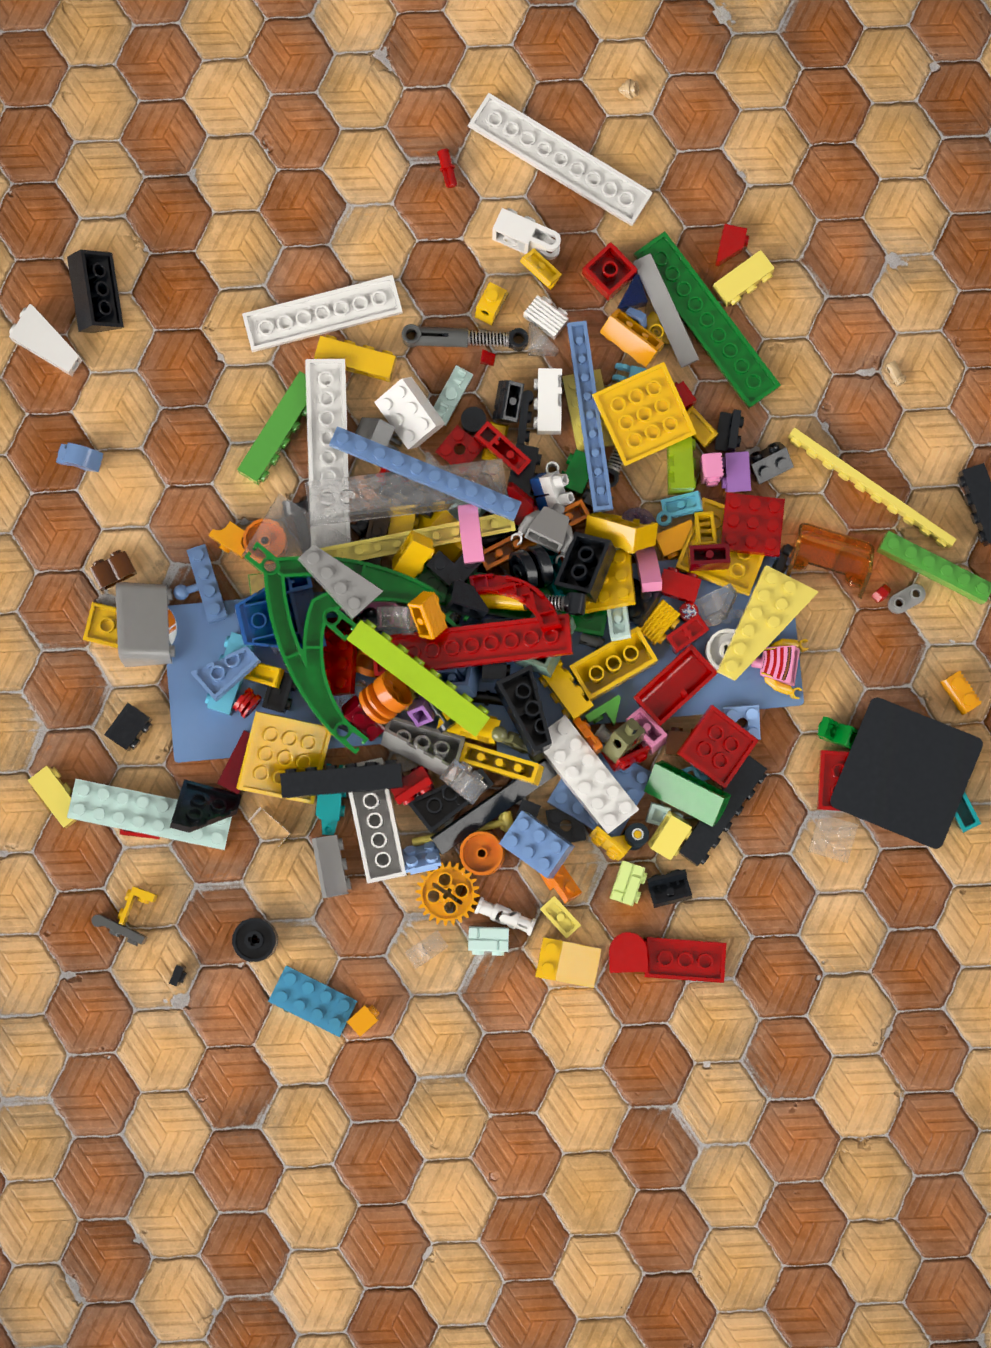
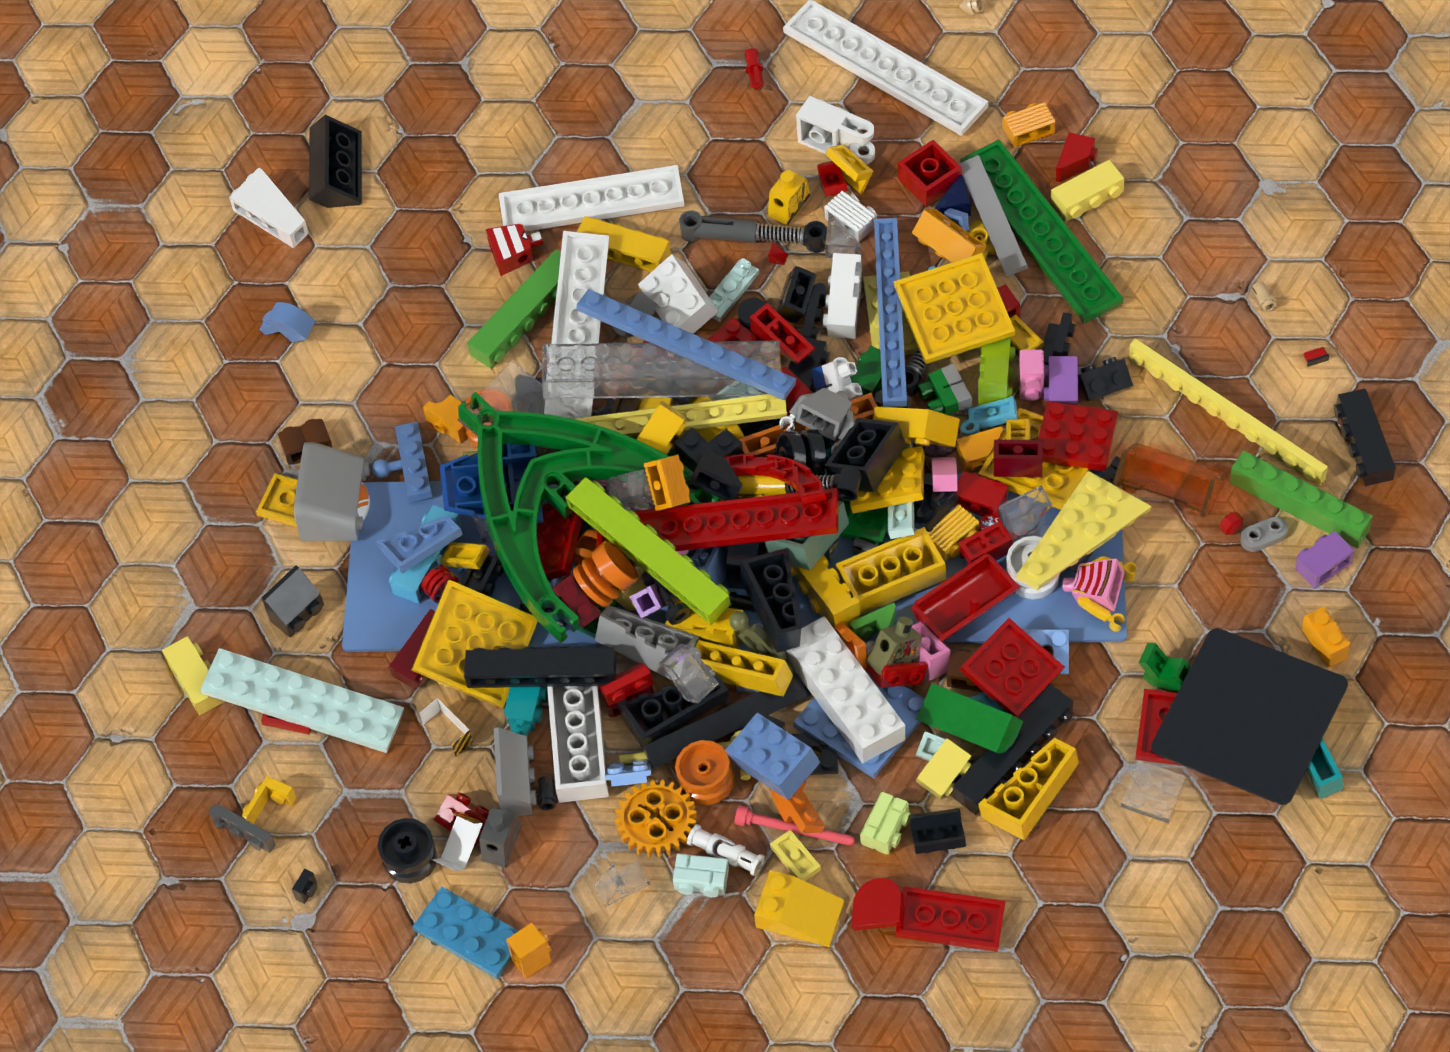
camera: 15 degrees right, 25 degrees down
(202, 806) = (366, 691): black plate -> none
(261, 366) = (512, 246): none -> red torso
(294, 930) = (460, 842): none -> white sticker
(295, 904) = (461, 803): none -> red bracket
(326, 920) = (501, 832): none -> dark grey torso
(344, 585) = (567, 438): light grey wedge -> none
(358, 878) = (546, 793): none -> black pin
(470, 534) = (731, 411): bright pink slope -> none
(517, 886) = (746, 817): none -> coral piece
(526, 281) = (831, 178): none -> red bracket
(617, 847) = (873, 776): yellow plate -> none
(643, 486) = (947, 390): none -> green hips
(688, 213) = (1028, 124): none -> light orange brick
(736, 852) = (1031, 790): none -> yellow wedge
(940, 427) = (1316, 356): none -> piece
(956, 621) = (1324, 559): none -> medium lavender brick

